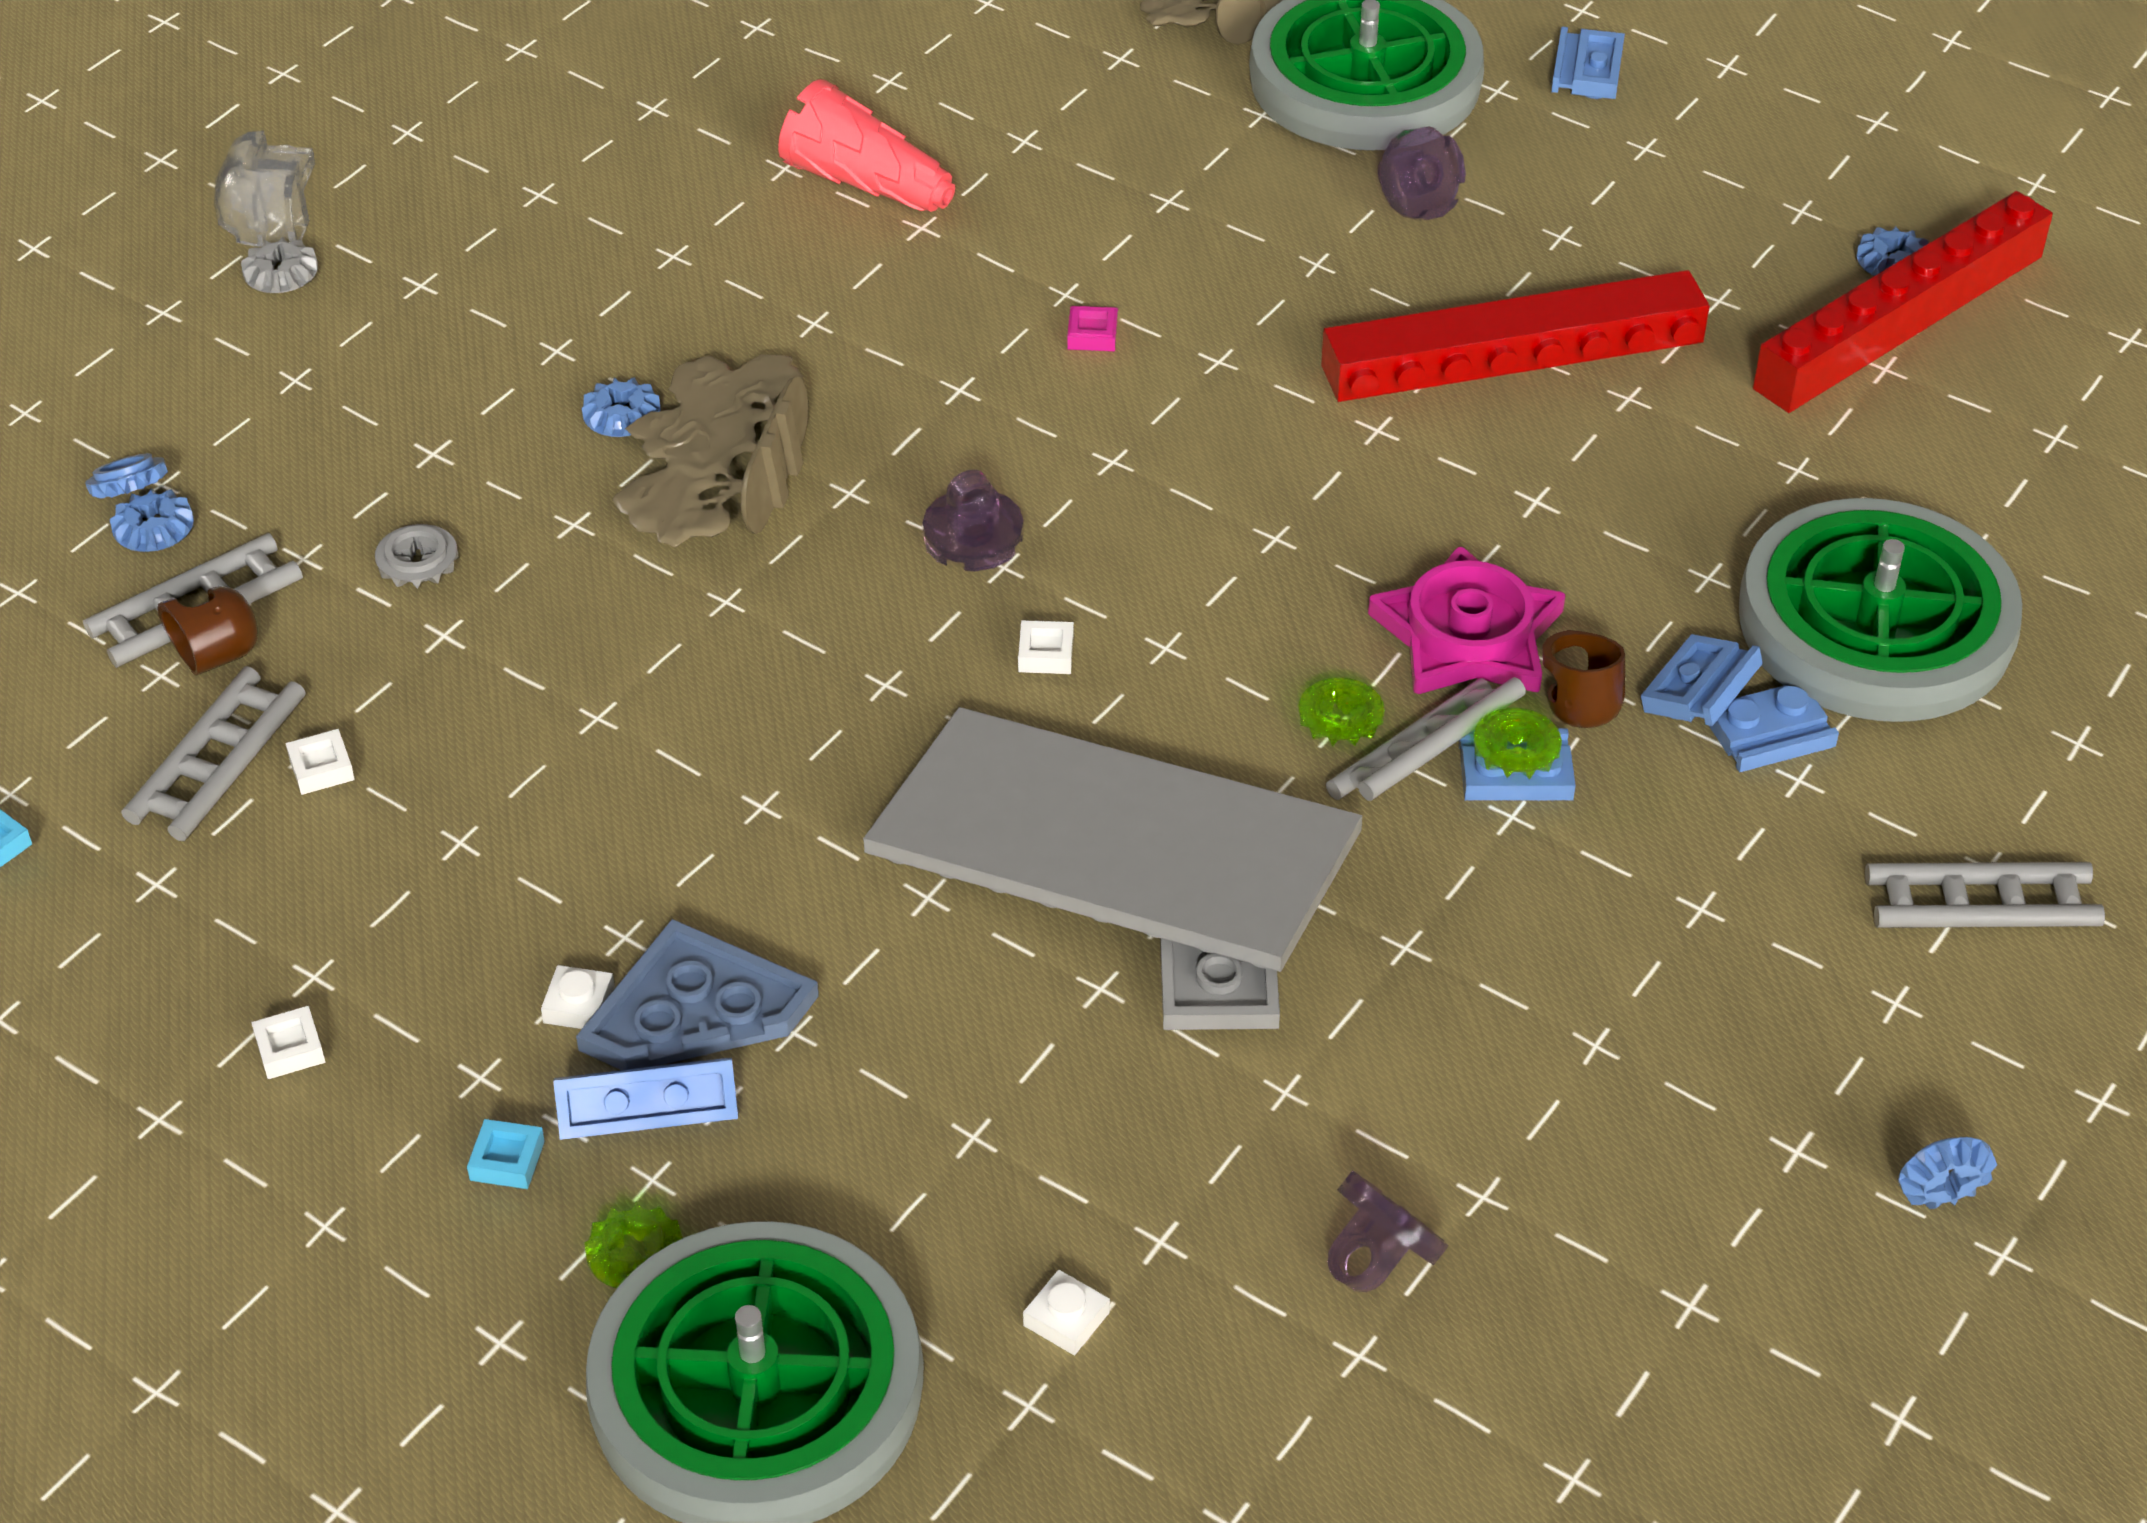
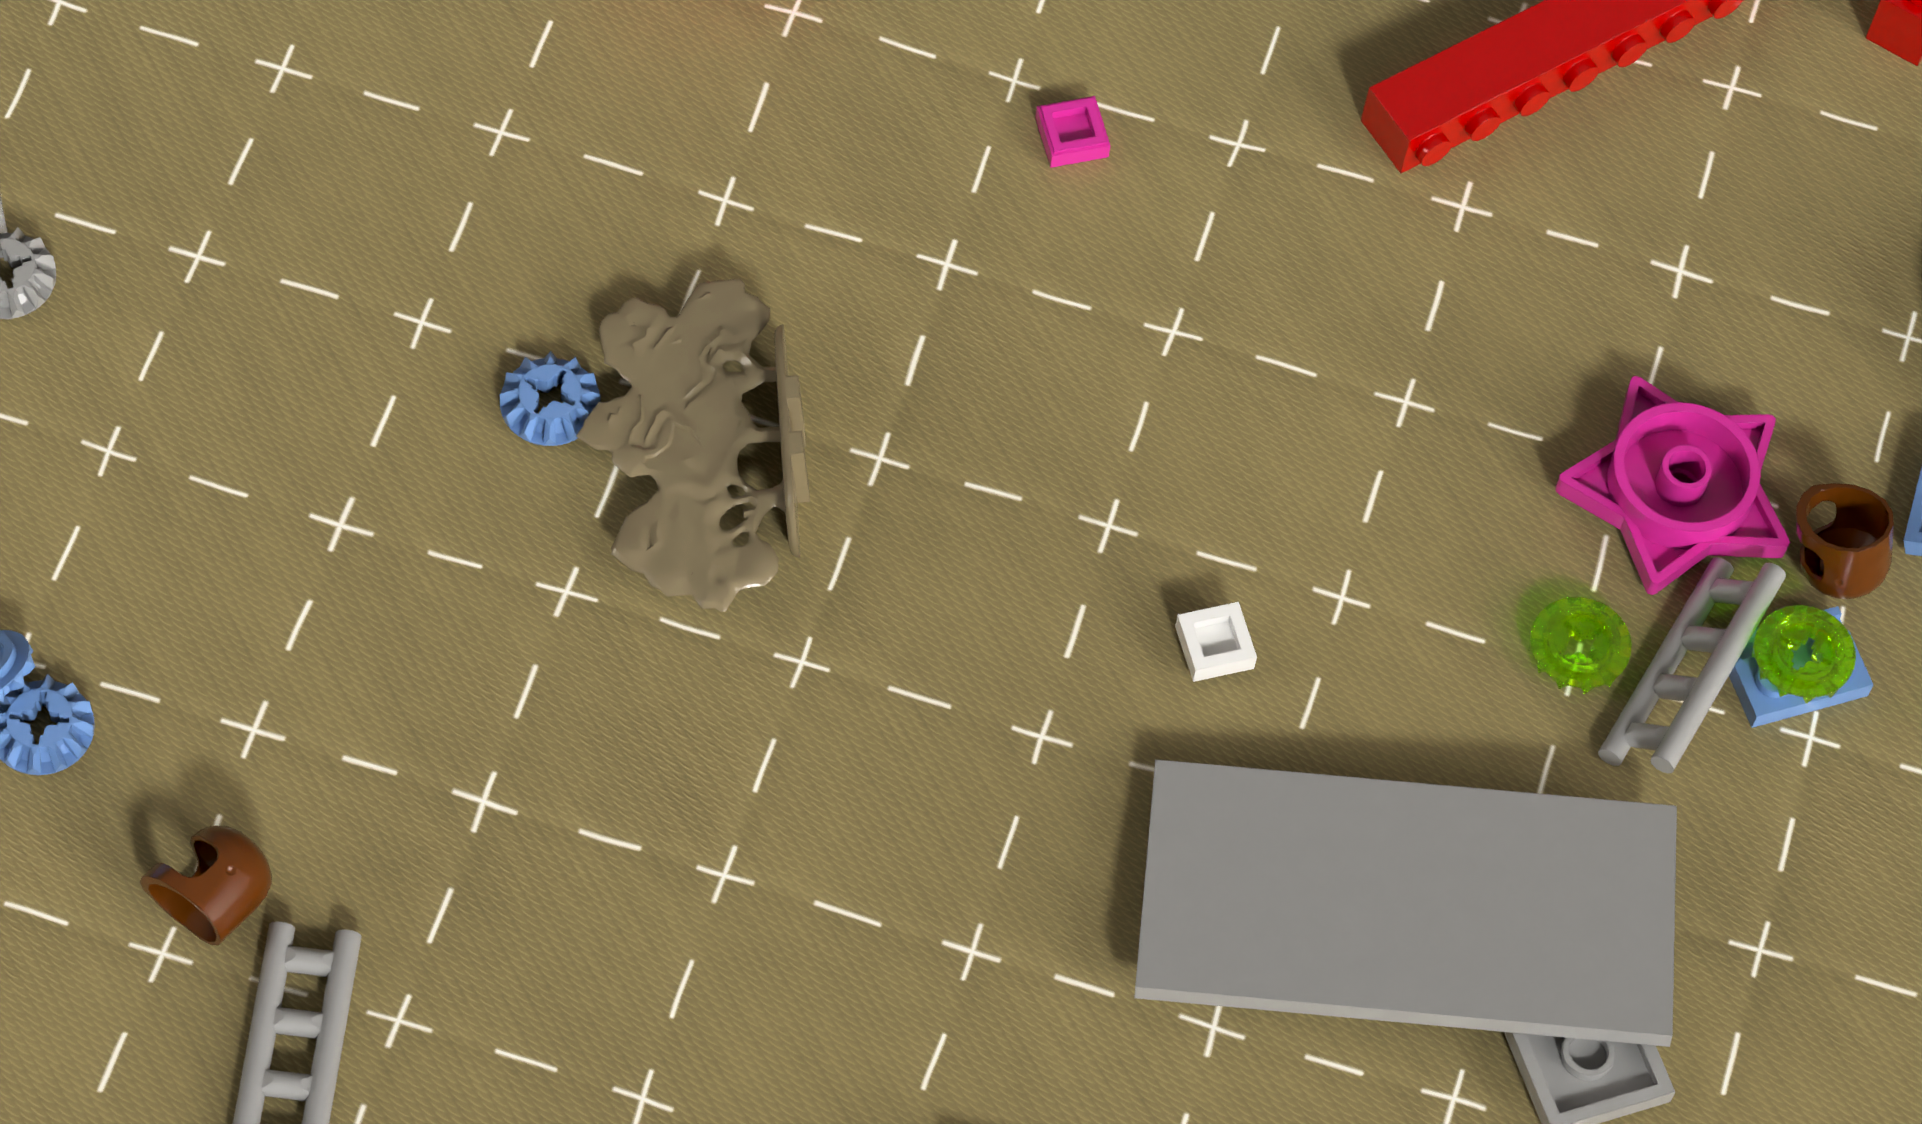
camera: 25 degrees left, 15 degrees up
(207, 576) = (150, 792): light grey bar -> none
(320, 761) = (433, 1037): white plate -> none
(398, 548) = (414, 671): light grey gear -> none
(972, 524) = (1055, 480): tile -> none

